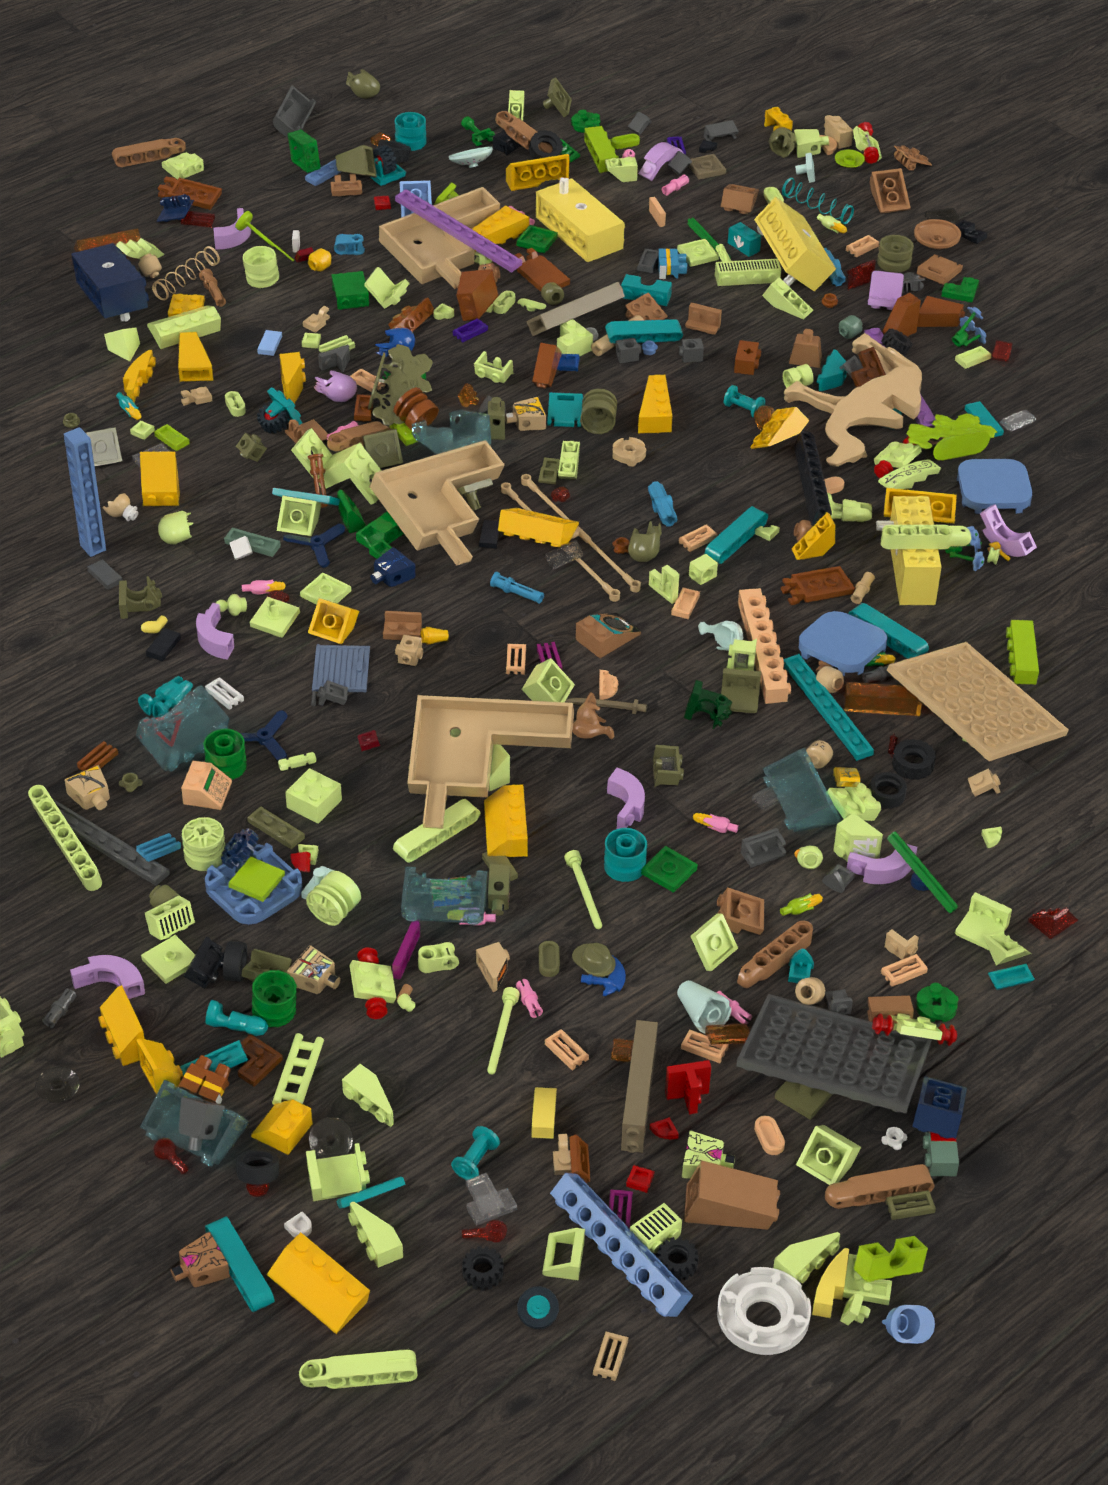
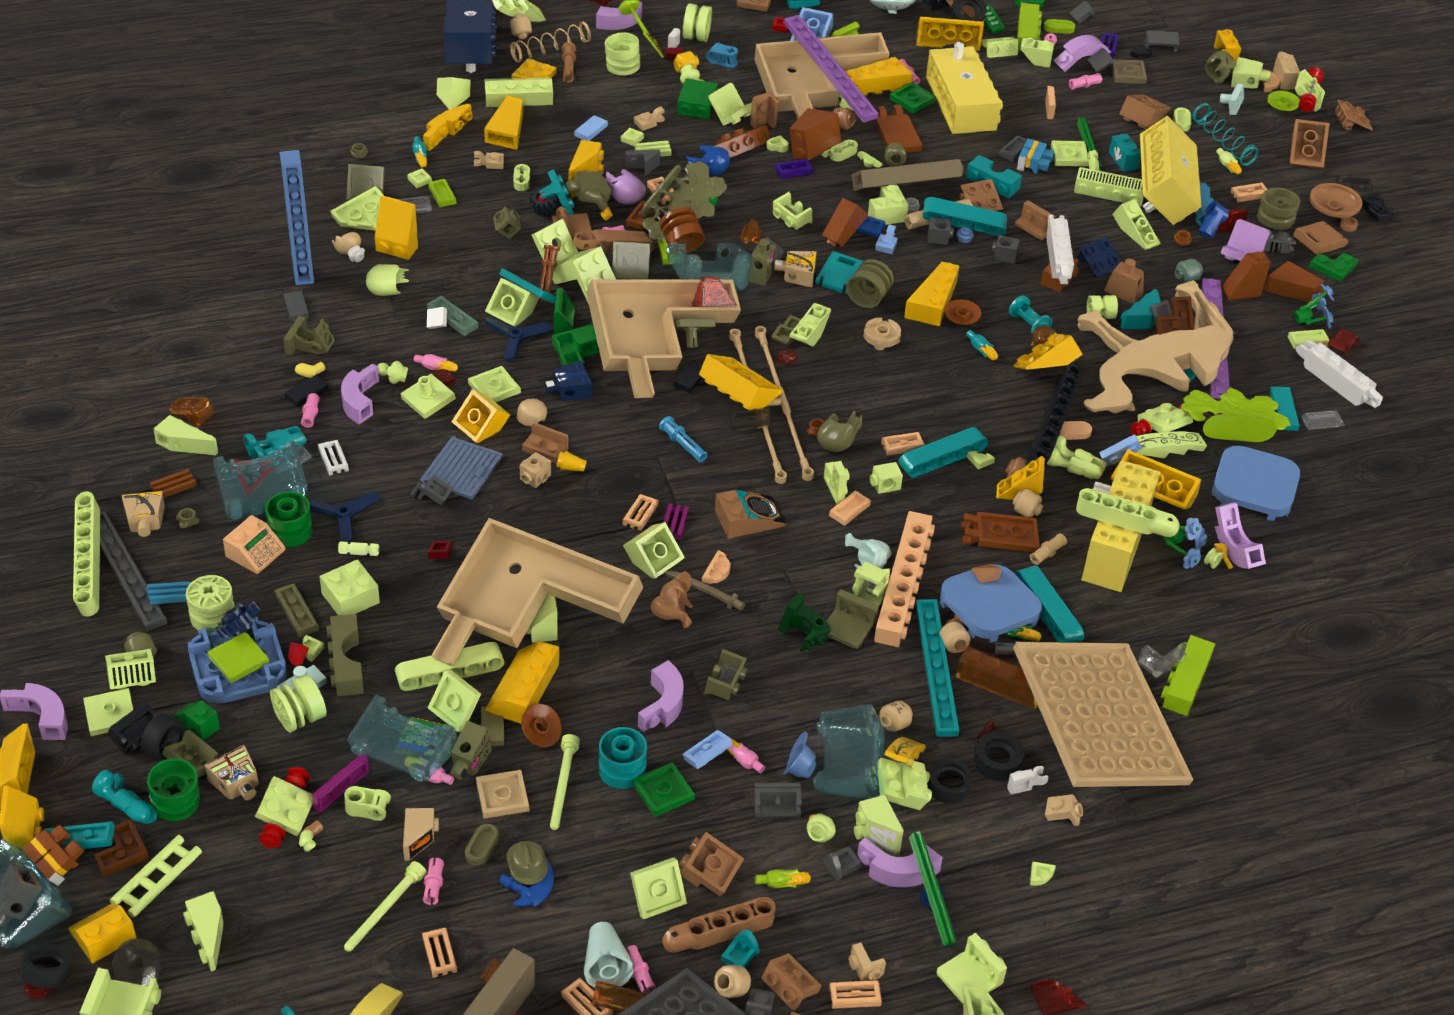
camera: 20 degrees right, 0 degrees up
(78, 688) = (195, 409): none -> clear orange plate
(82, 716) = (181, 437): none -> yellowish green slope
(118, 472) = (360, 211): none -> yellowish green plate
(179, 659) = (310, 410): none -> bright pink pin
(254, 935) = (199, 719): none -> green slope
(311, 220) = (697, 22): none -> yellowish green wheel
(313, 396) = (593, 189): none -> olive torso
(330, 268) = (689, 73): none -> yellowish green animal
(354, 863) = (347, 672): none -> olive arch
(373, 604) = (531, 412): none -> tan hair
(419, 284) = (764, 110): none -> medium nougat bracket
(461, 854) = (454, 700): none -> yellowish green tile
(476, 457) = (712, 293): none -> clear red slope
(541, 915) = (502, 794): none -> tan tile
(543, 851) = (548, 724): none -> dark orange dish
(587, 172) = (1000, 46): none -> yellowish green bracket
(587, 372) = (887, 242): none -> light blue plate
(662, 504) = (884, 397): dark azure piece -> none
(686, 827) = (707, 749): none -> light blue plate
(687, 414) = (962, 312): none -> dark orange dish
(717, 437) = (981, 344): none -> teal piece
(741, 336) = (1059, 249): none -> white hinge
(763, 809) = (801, 759): none -> medium blue piece
(772, 335) = (1099, 256): none -> dark blue hinge
(827, 556) = (1028, 503): none -> tan head
(830, 620) = (987, 573): none -> medium nougat slope
(849, 274) = (1215, 215): none -> blue piece
(851, 977) = (790, 980): none -> medium nougat bracket
(874, 495) = (1116, 452): none -> light blue plate
(897, 341) = (1228, 300): black tyre -> none
(942, 771) = (1024, 780): none -> white plate
(955, 251) = (1348, 224): none -> medium nougat tile
(997, 651) = (1156, 663): none -> clear bracket
(1013, 379) = (1339, 374): none -> white hinge

